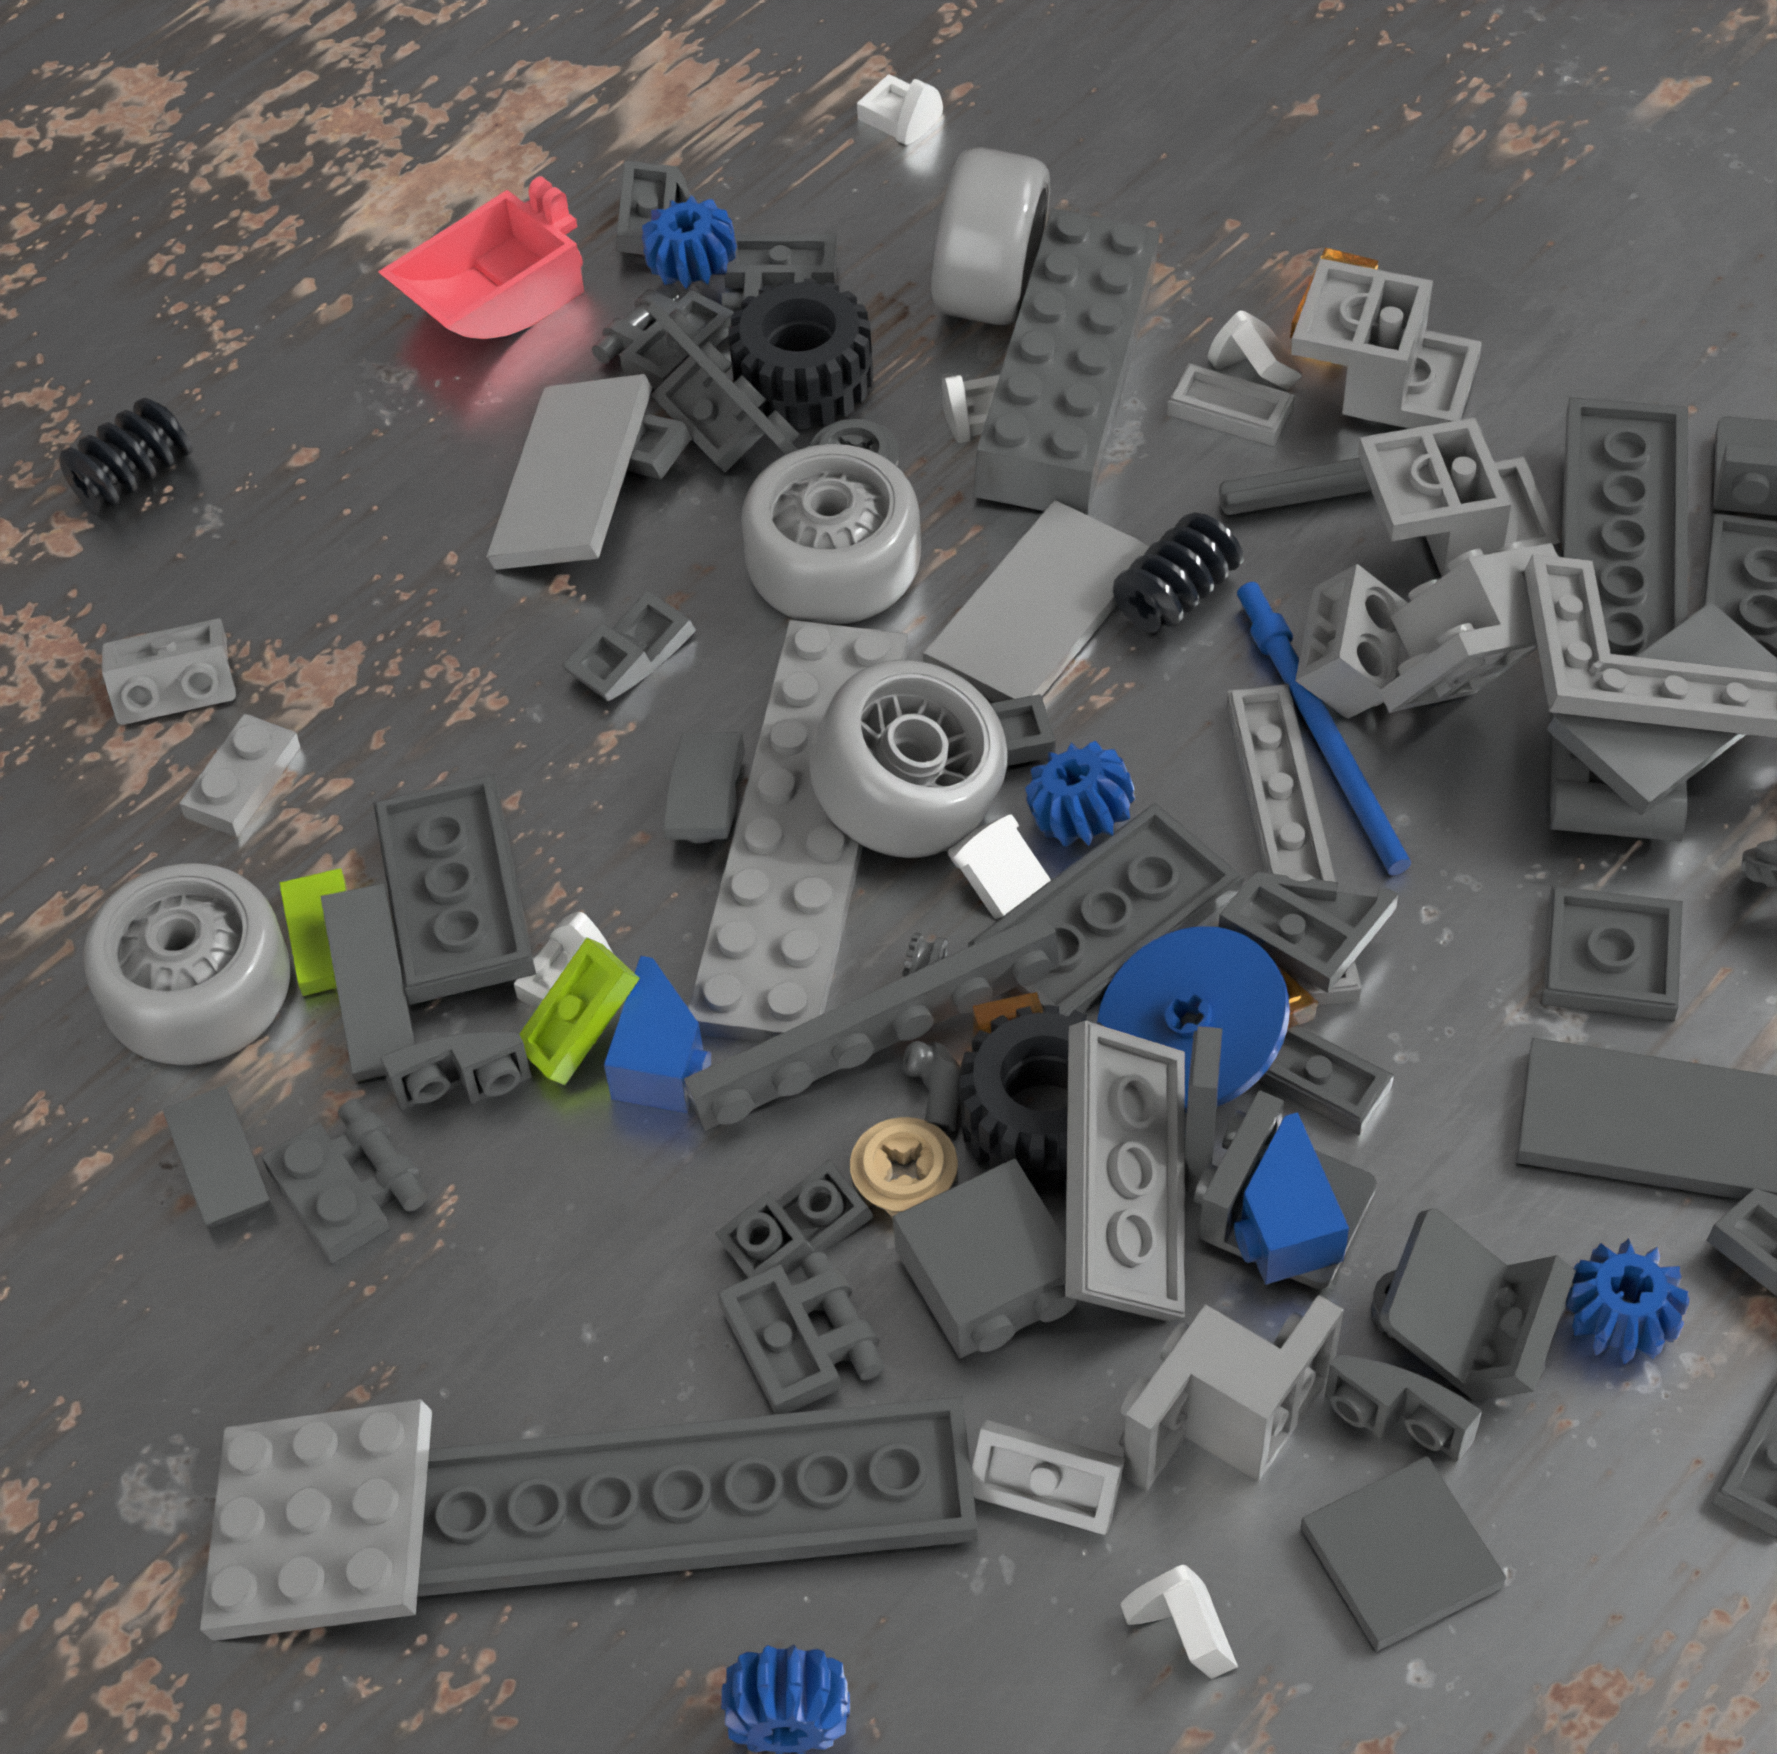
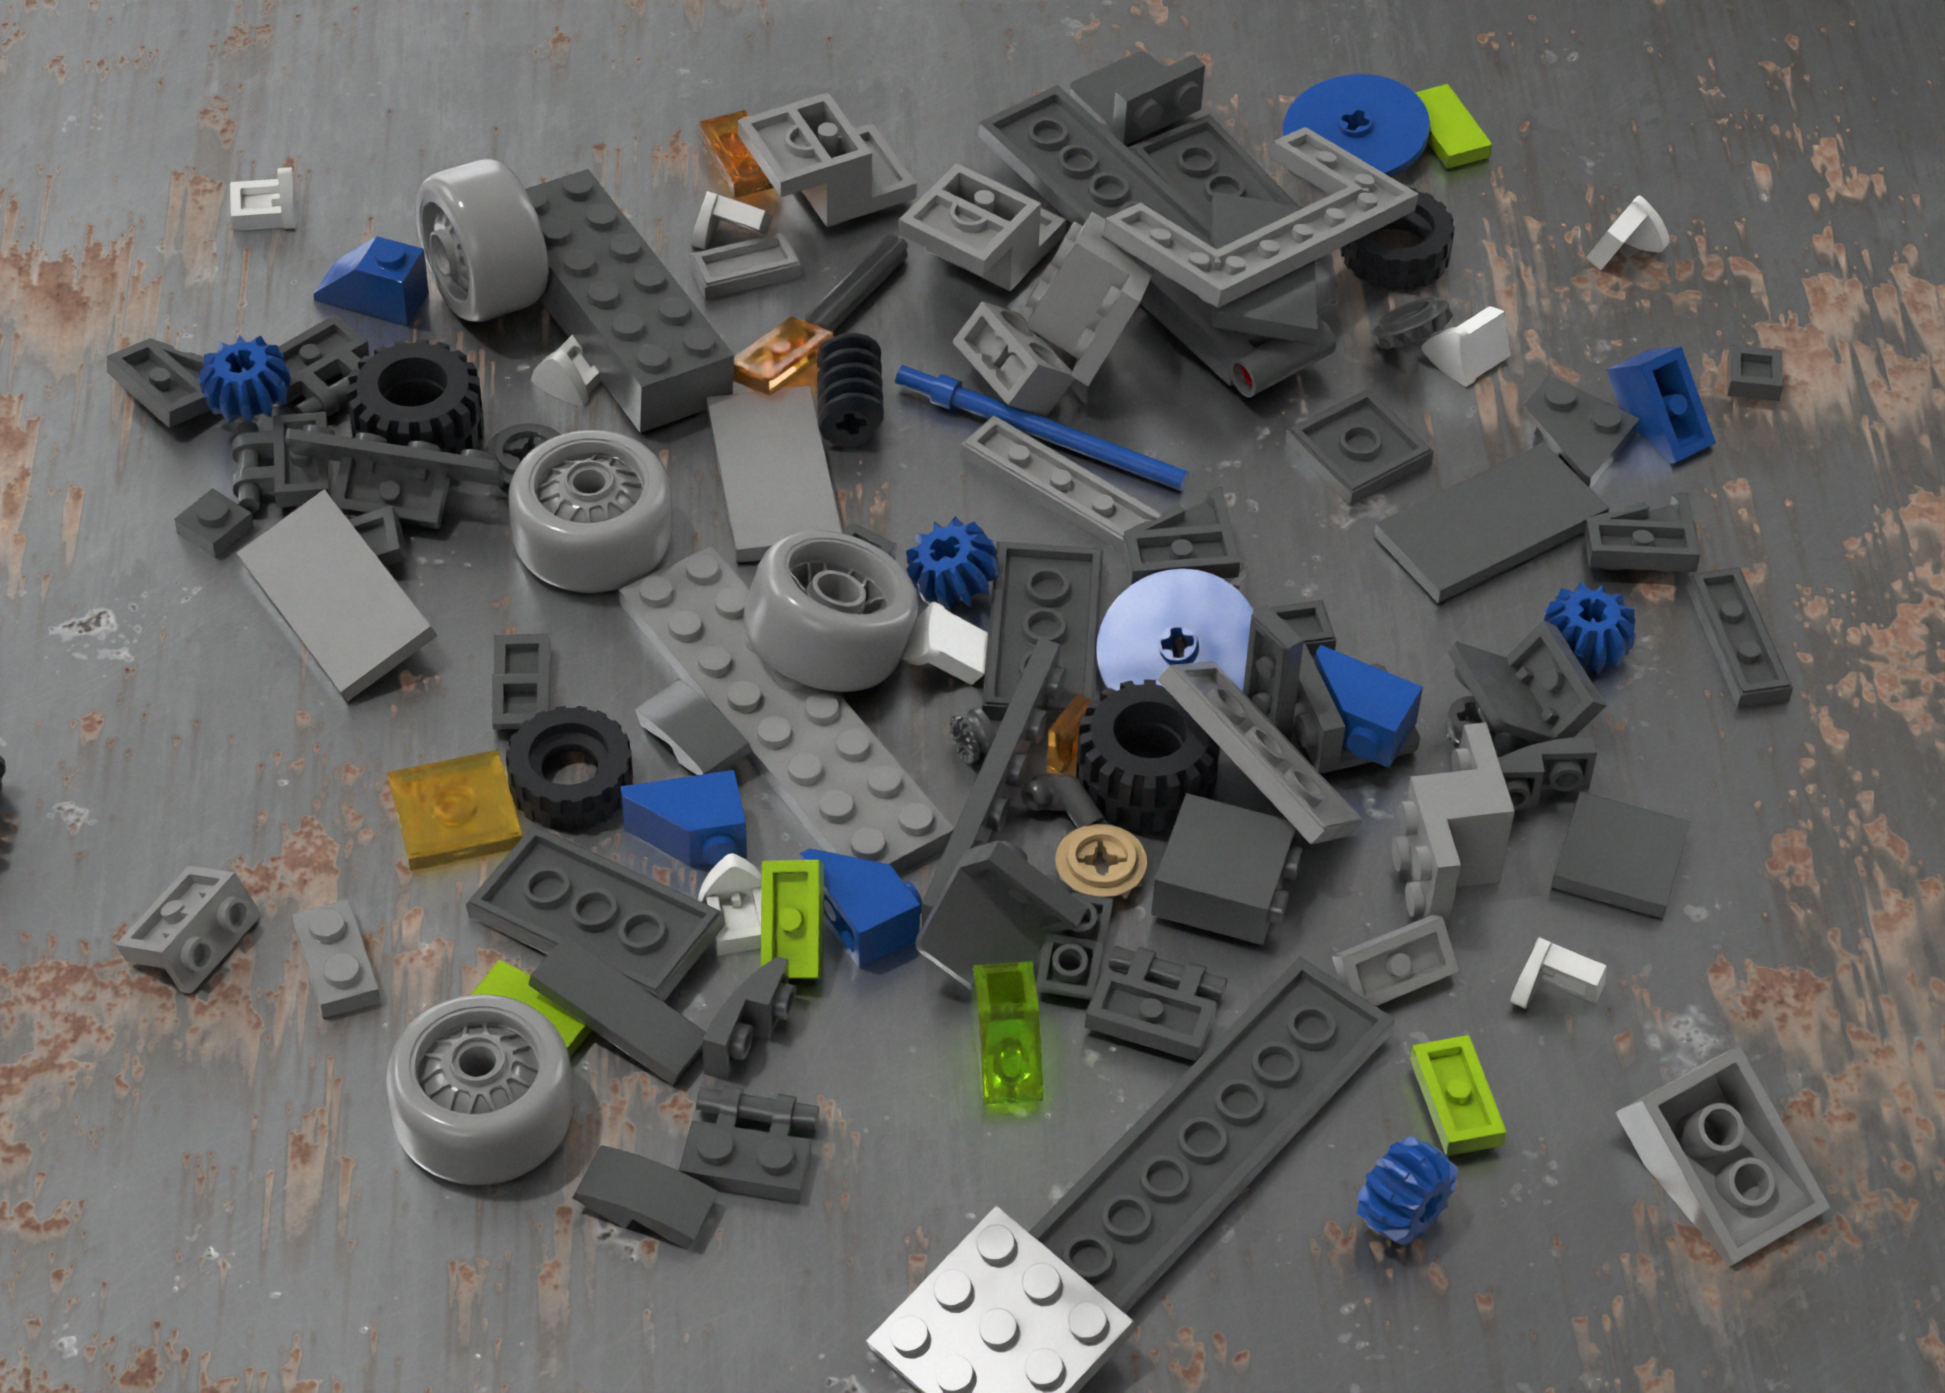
camera: 50 degrees left, 5 degrees down
(462, 717) = (454, 810): none -> clear yellow tile
(496, 265) = (100, 483): coral piece -> none
(563, 352) = (214, 523): none -> dark grey plate
(585, 785) = (561, 732): none -> black tyre
(619, 862) = (688, 817): none -> blue slope
(629, 1253) = (1007, 1032): none -> clear neon green slope
(718, 1146) = (995, 911): none -> dark grey bracket
(902, 230) = (378, 281): none -> blue slope
(957, 1652) = (1457, 1095): none -> lime plate
(1151, 502) = (779, 355): none -> clear orange plate

